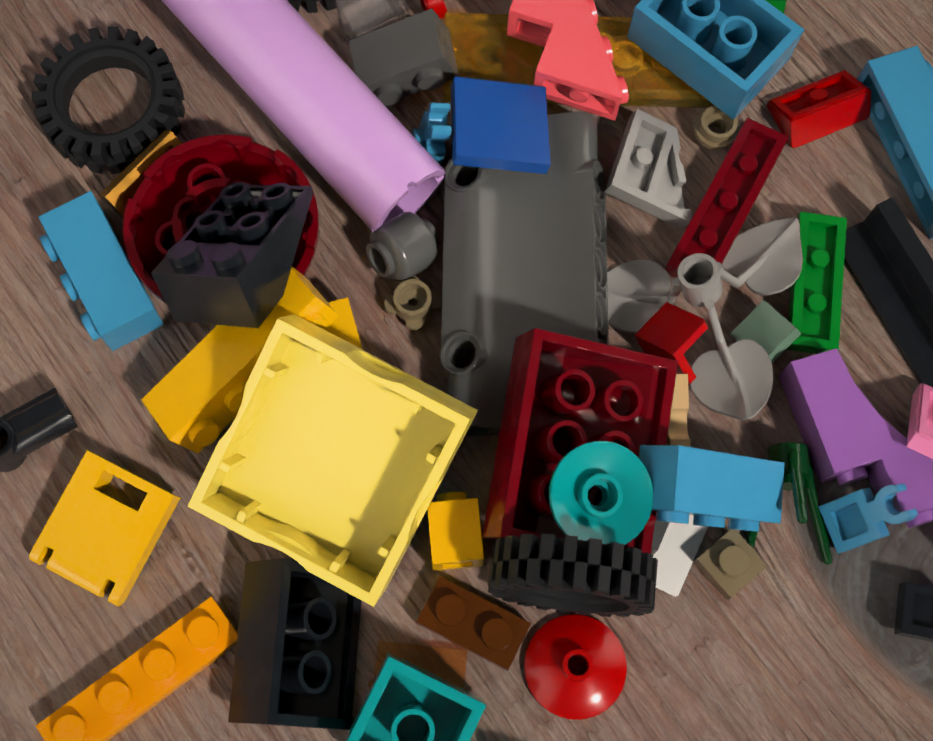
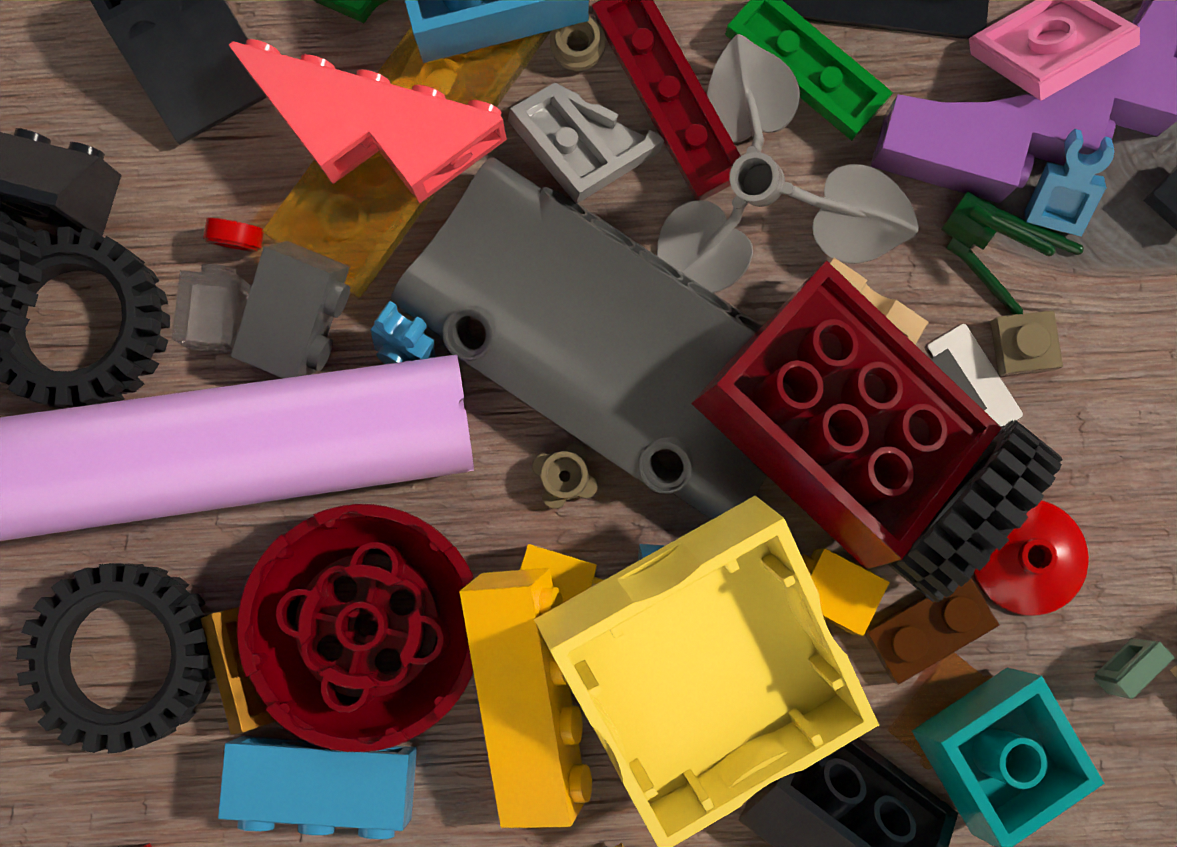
camera: 50 degrees left, 10 degrees up
(235, 256) = (422, 637): black slope -> none
(402, 247) = (503, 448): dark grey head -> none
(499, 125) = (443, 263): blue tile -> none
(624, 490) = (949, 430): teal dish -> none
(671, 334) = (782, 245): red panel -> none
(713, 487) = (964, 318): dark azure brick -> none
(767, 329) = (827, 147): sand green tile -> none

